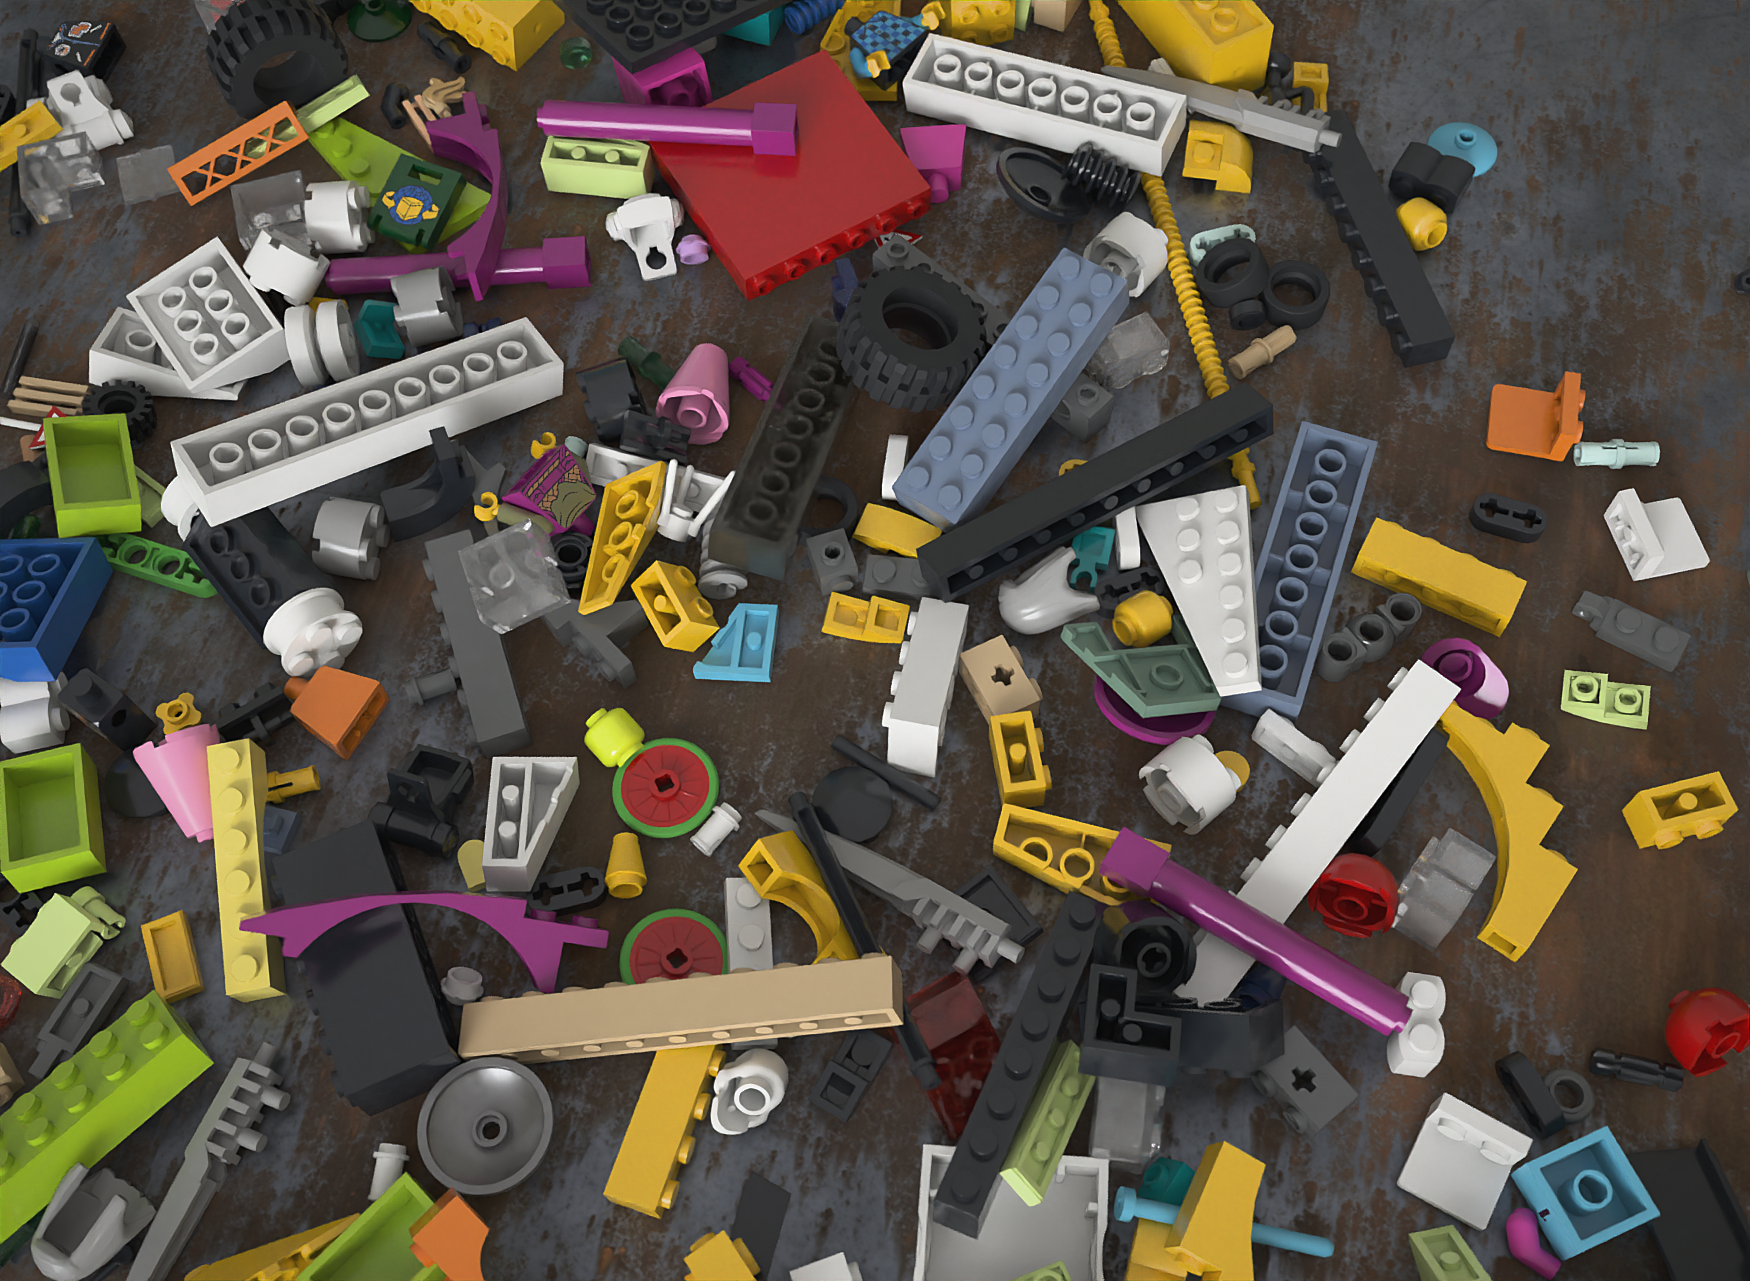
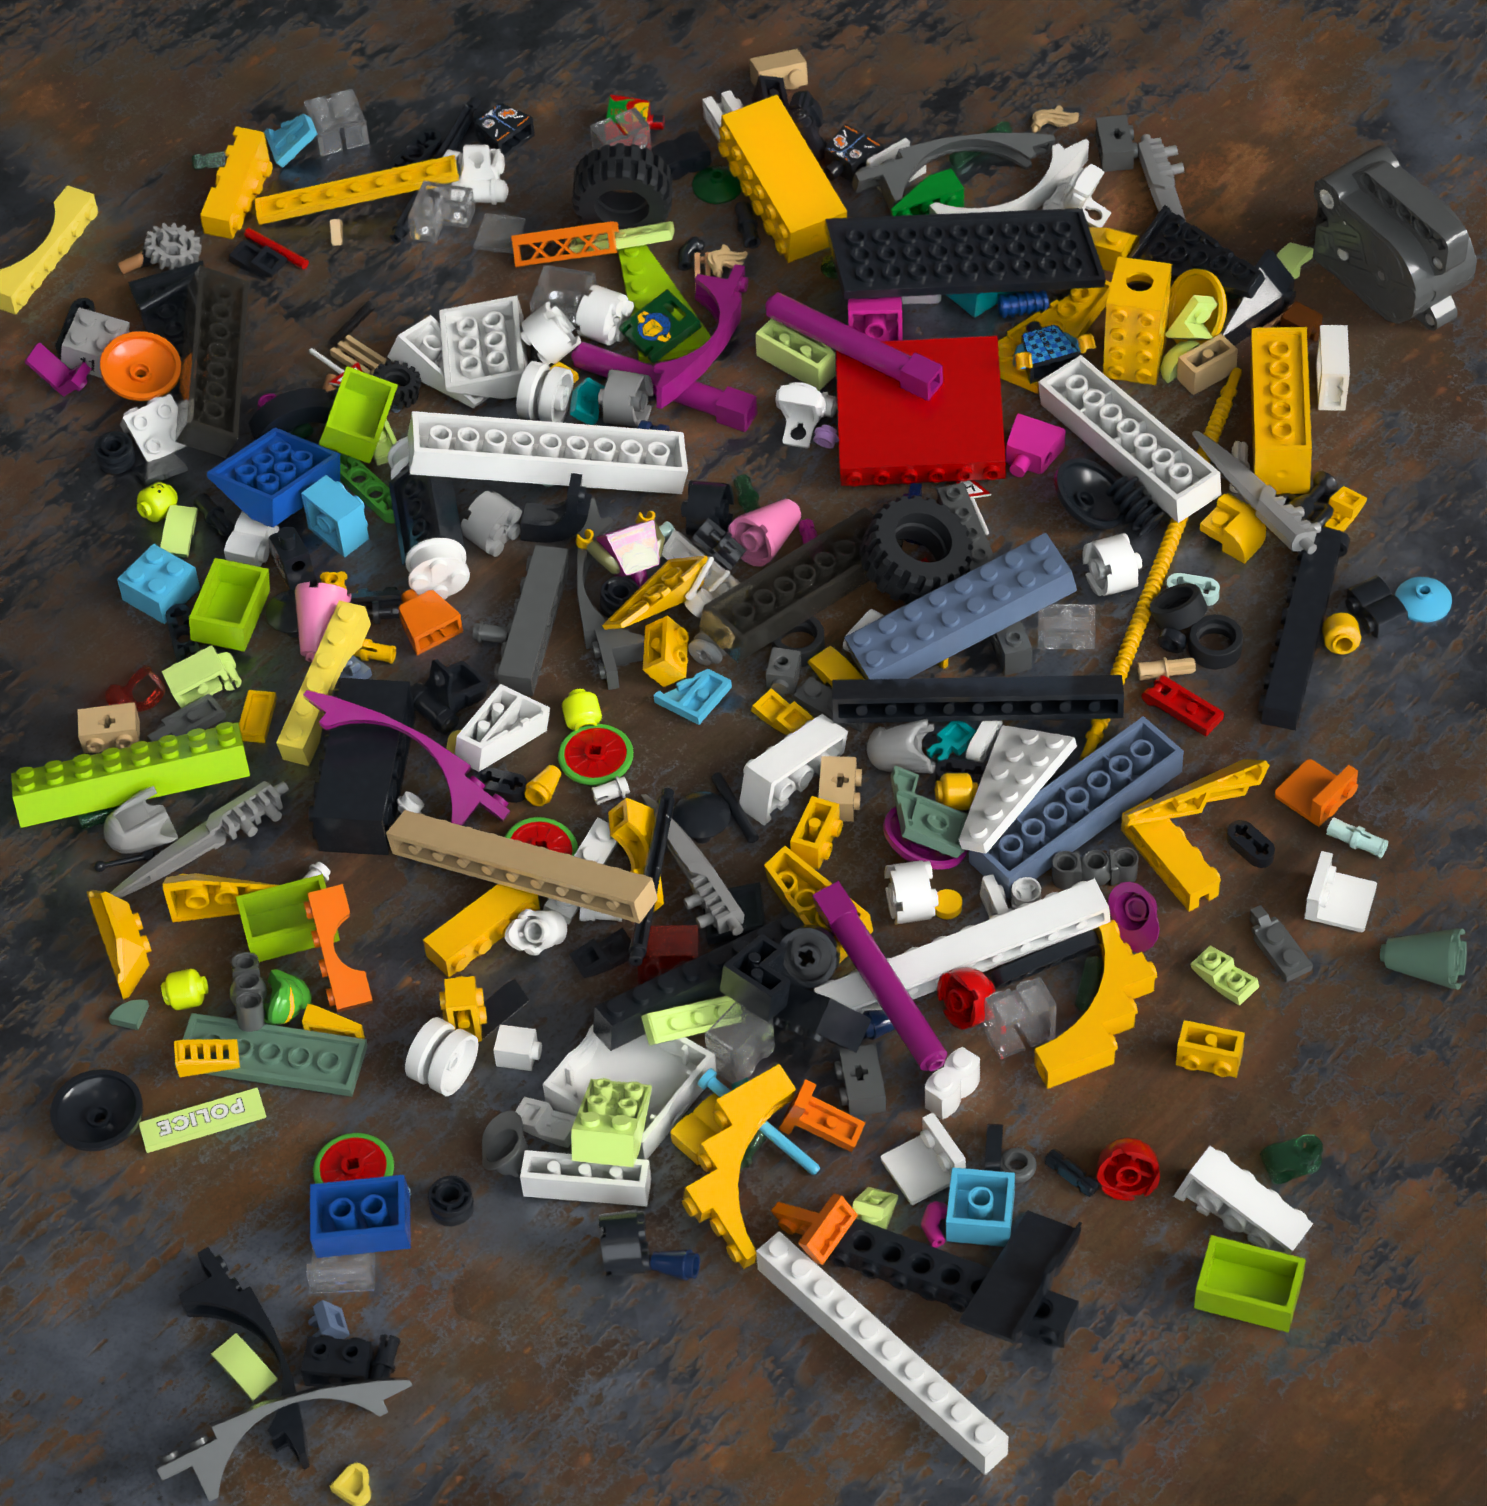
camera: 30 degrees right, 10 degrees down
(133, 622) = (335, 515): none -> medium azure brick
(463, 1109) = (379, 866): flat silver dish -> none
(520, 574) = (579, 585): clear piece -> none
(1305, 1173) = (821, 1119): none -> orange bracket
(1314, 385) = (1183, 705): none -> red plate
(1324, 710) = (1025, 891): none -> white wheel
(1442, 457) = (1191, 799): none -> yellow wedge
(1466, 792) = (1088, 982): none -> clear green axle

